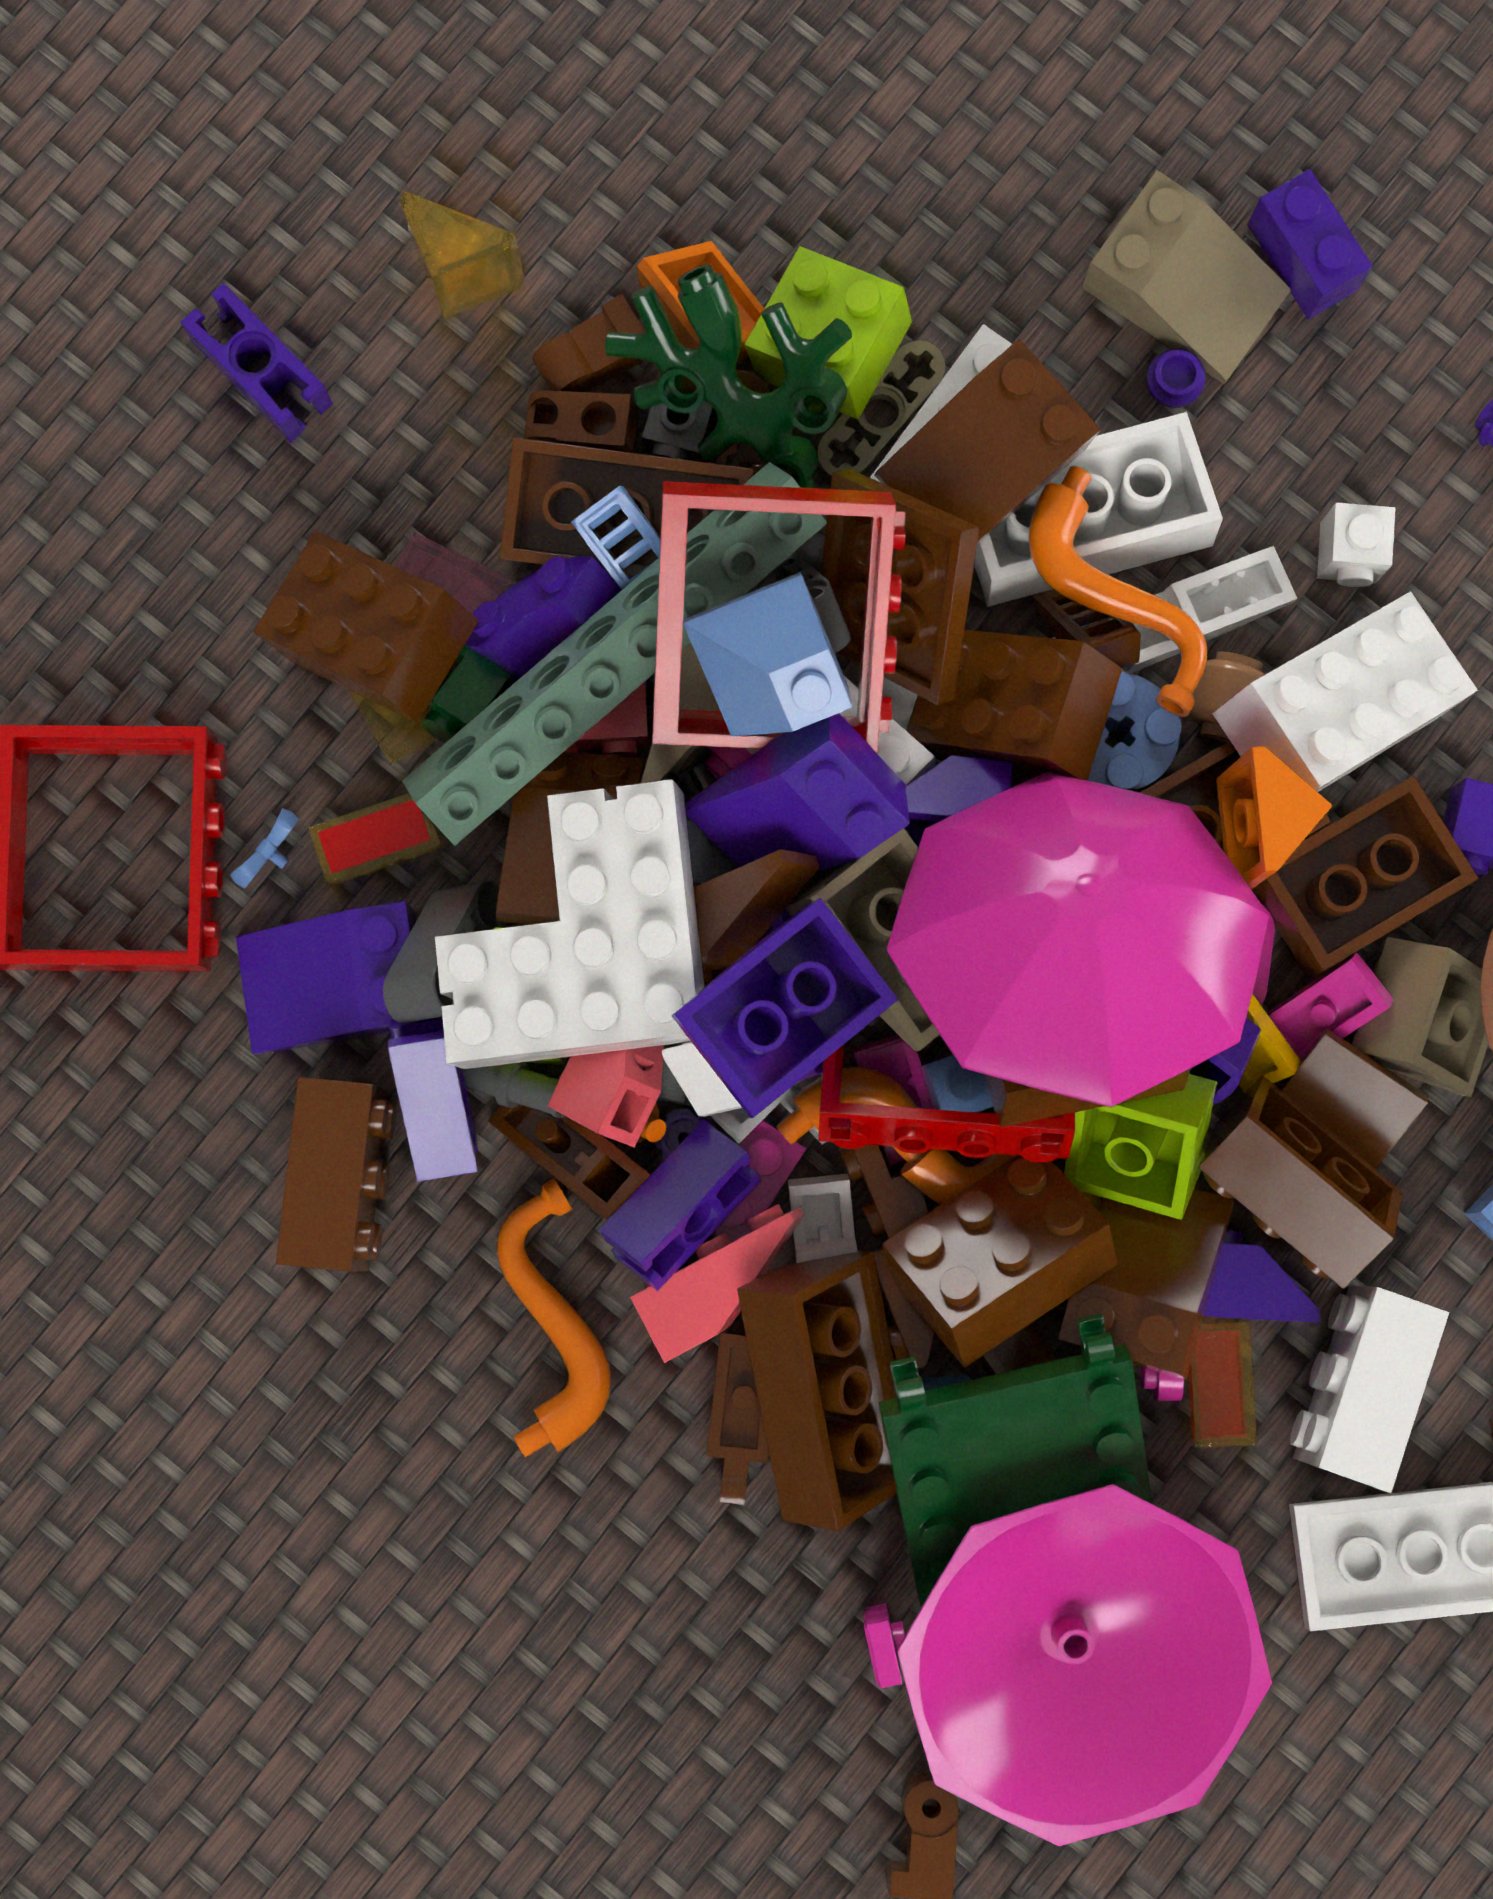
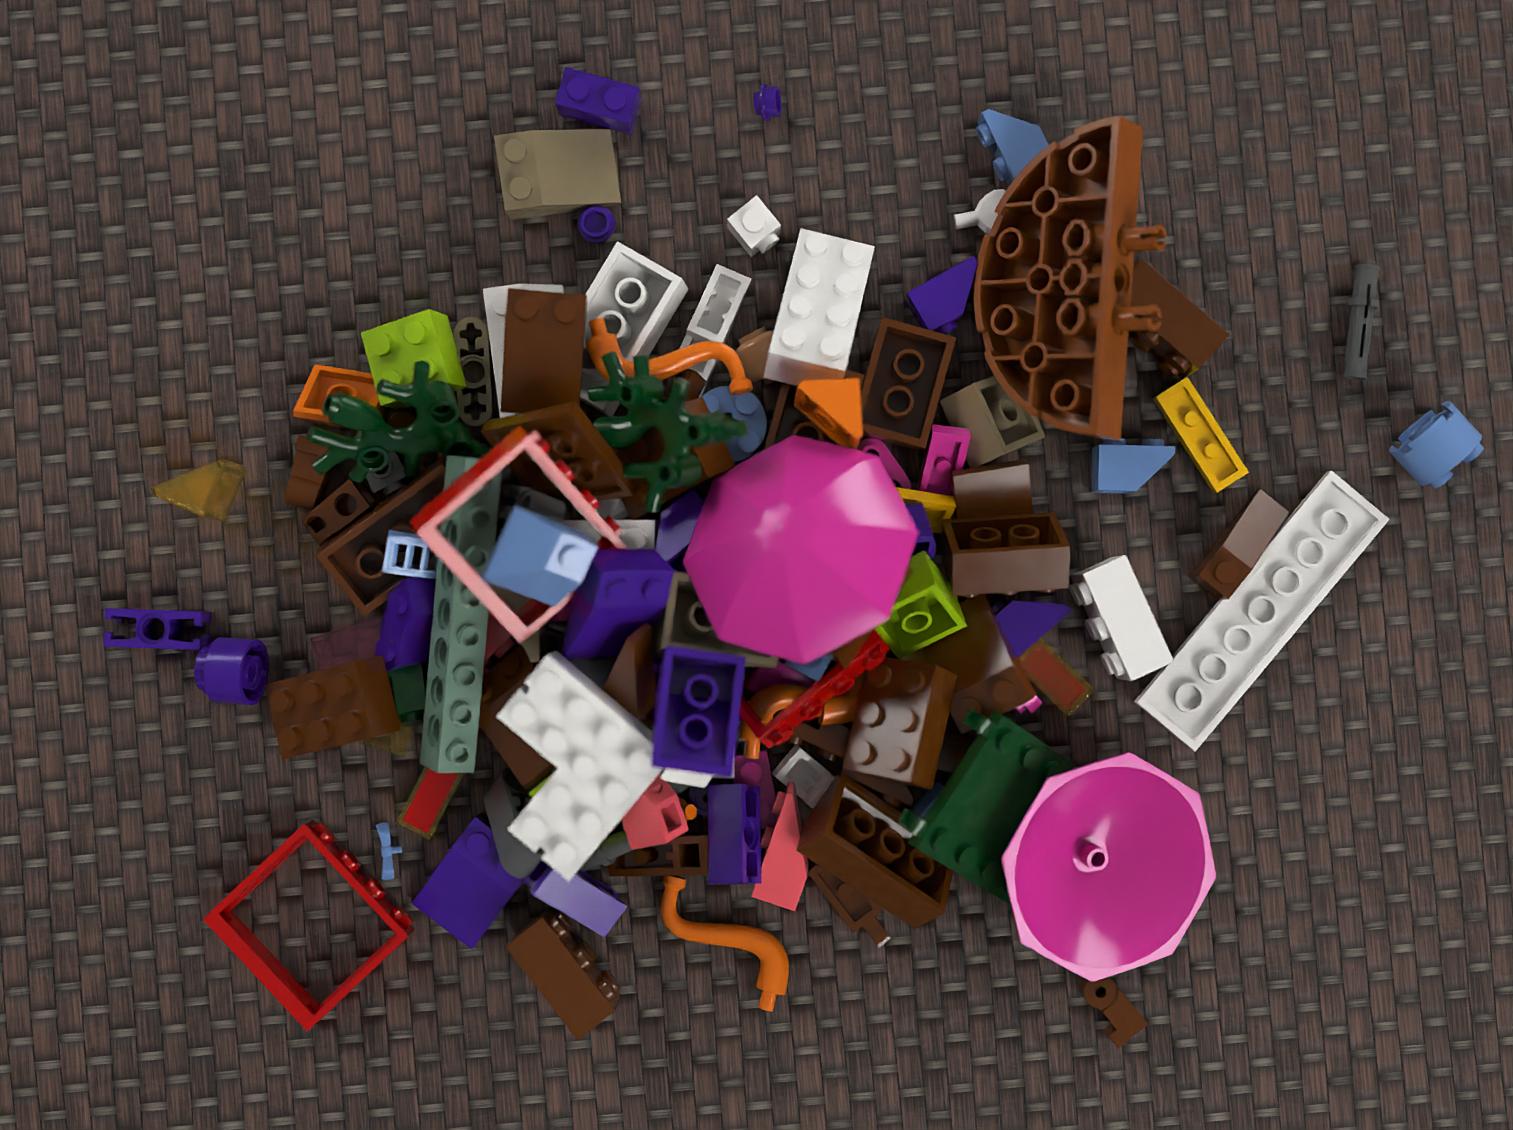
camera: 45 degrees left, 5 degrees up
(294, 484) = (232, 670): none -> dark purple piece
(883, 1642) = (1008, 940): dark pink plate -> none
(1070, 651) = (645, 410): none -> dark green plant

